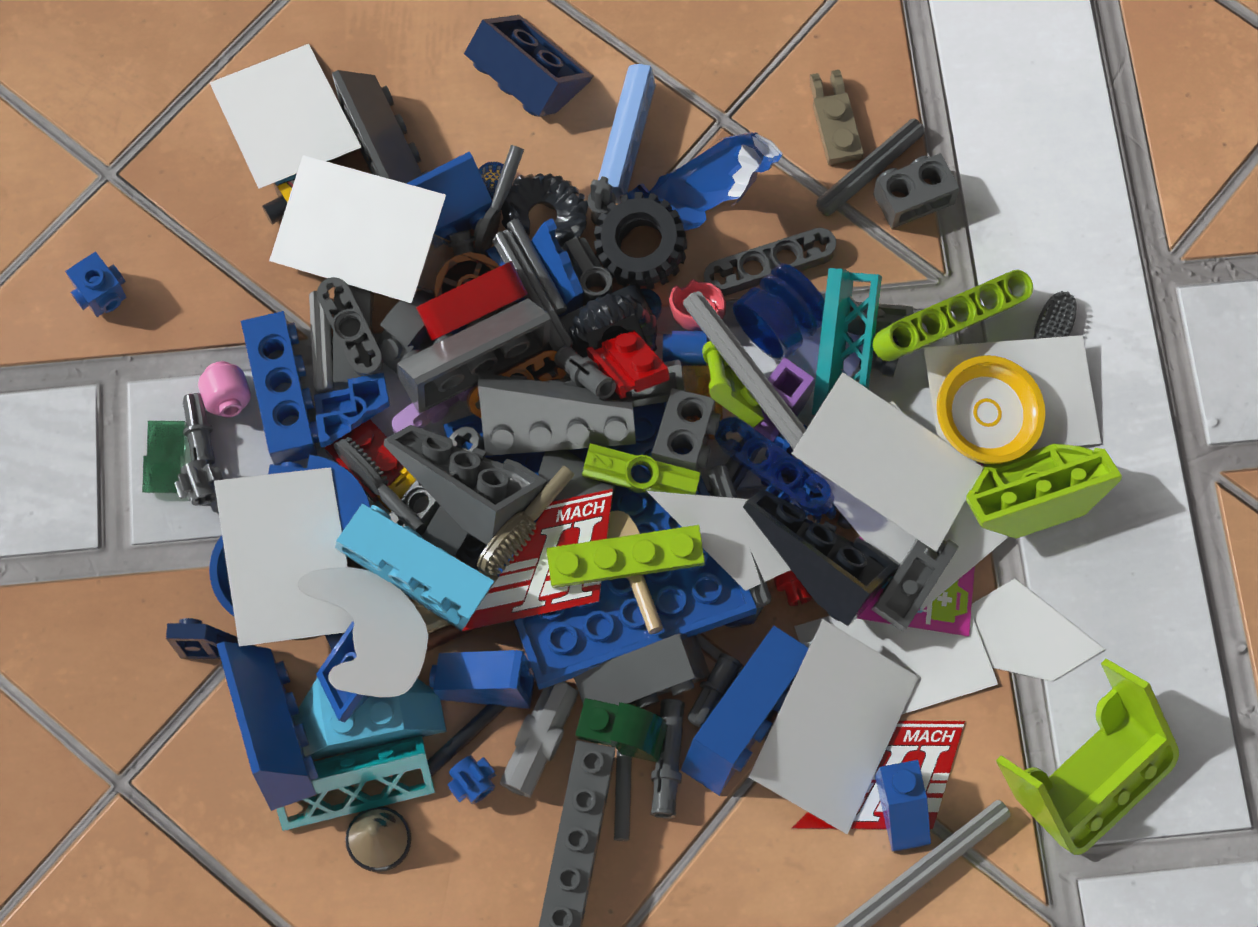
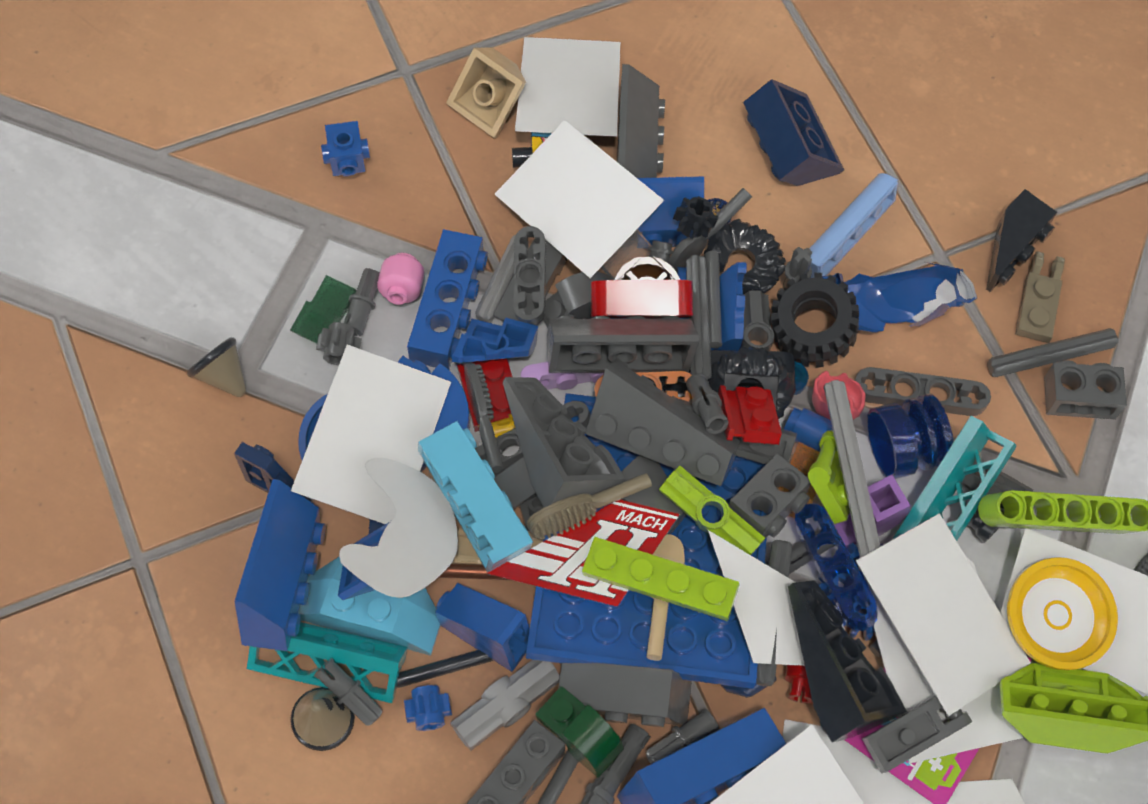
camera: 25 degrees right, 5 degrees down
(96, 562) = (221, 369): none -> dark tan hat
(205, 156) = (487, 89): none -> tan slope
(392, 802) = (349, 692): none -> dark grey axle
(481, 195) = (695, 217): none -> black gear
(784, 62) = (1019, 229): none -> black slope

